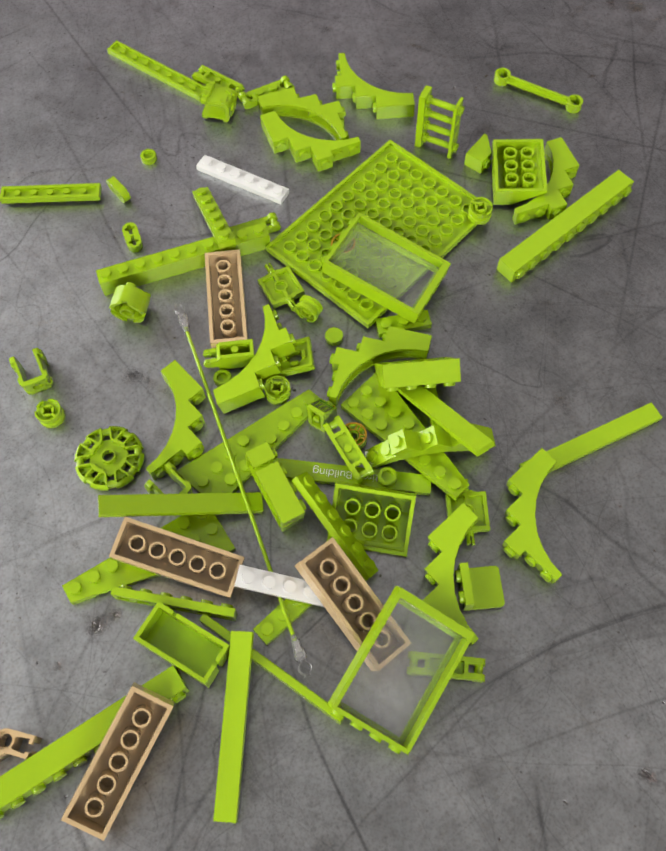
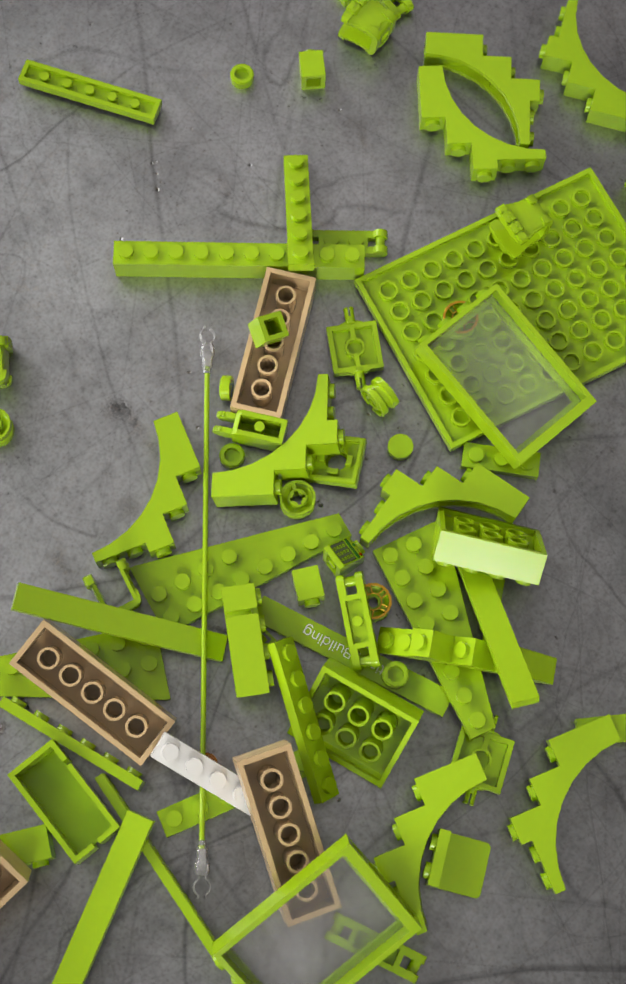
camera: 15 degrees right, 10 degrees up
(113, 467) = (62, 528): lime plate -> none
(118, 189) = (183, 117): lime beam -> none
(129, 303) = (144, 305): lime brick -> none
(131, 237) = (185, 199): lime beam -> none
(192, 138) = (312, 69): none -> lime brick
(203, 337) = (226, 388): none -> lime tile
(219, 285) = (268, 329): none -> lime brick
(242, 179) = (360, 158): white plate -> none
(250, 98) = (442, 22): lime plate -> none
(305, 441) = (308, 586): none -> lime brick
(362, 179) = (520, 225): none -> lime piece

